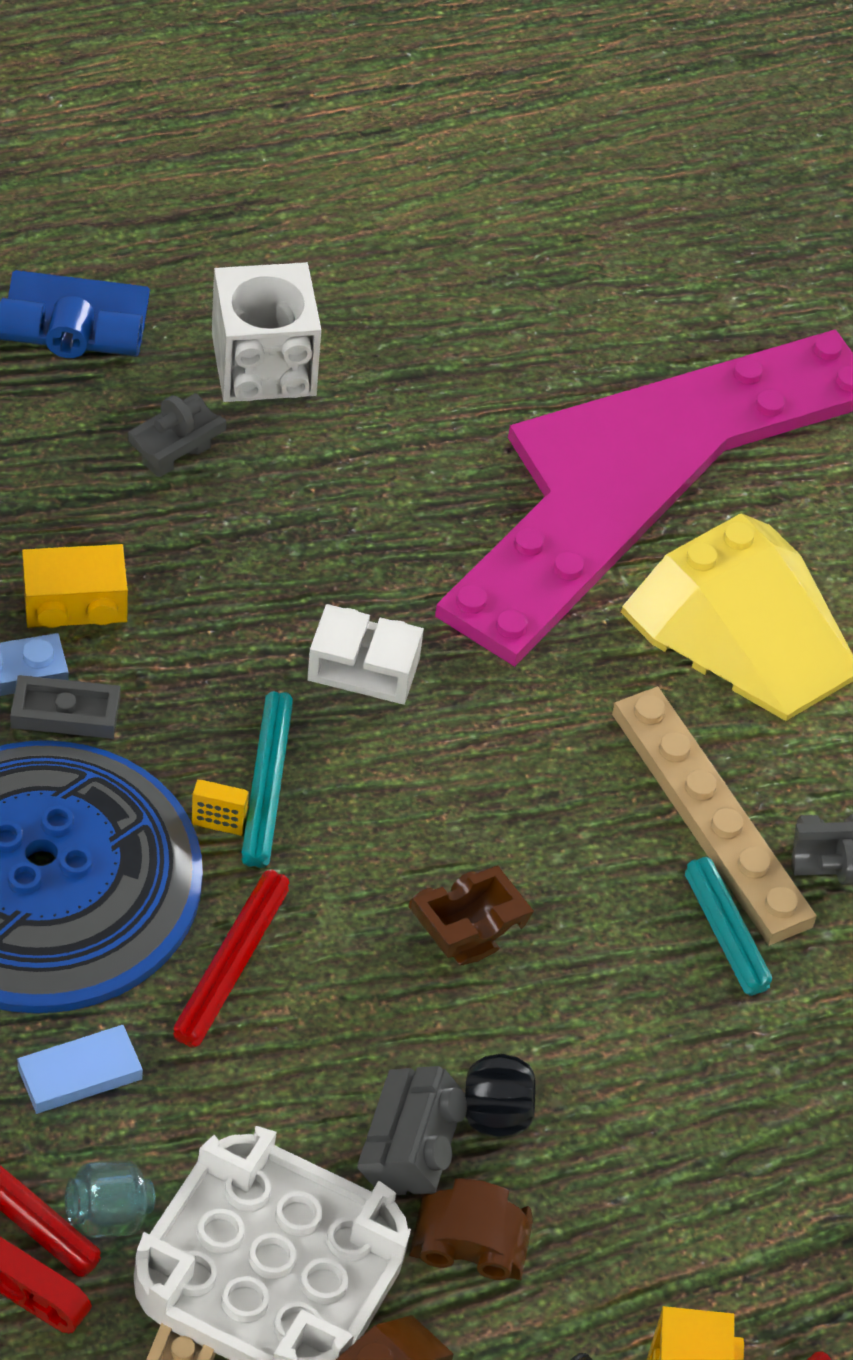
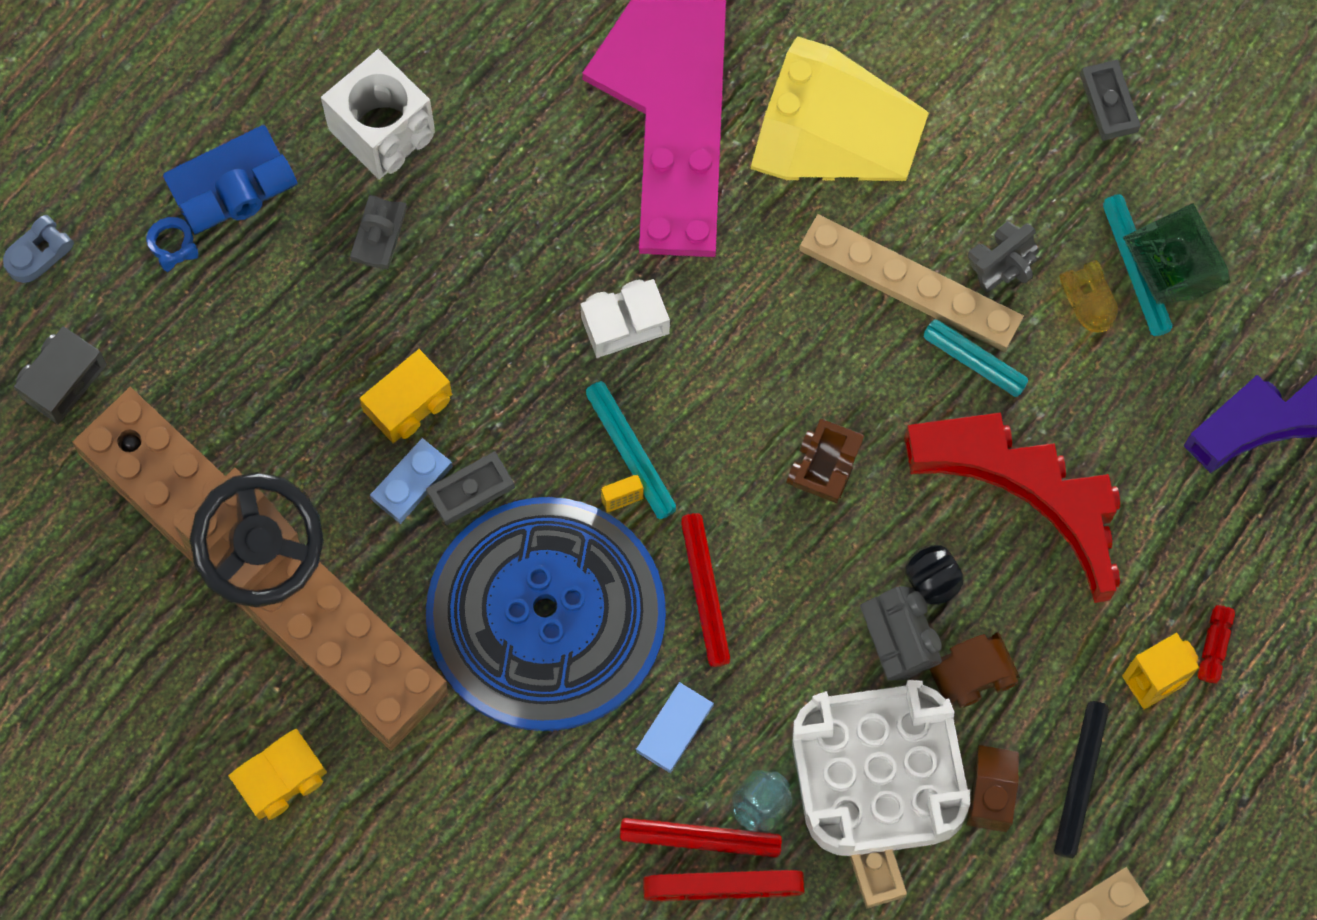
camera: 30 degrees left, 20 degrees up
(663, 1018) = (1075, 507): none -> red arch

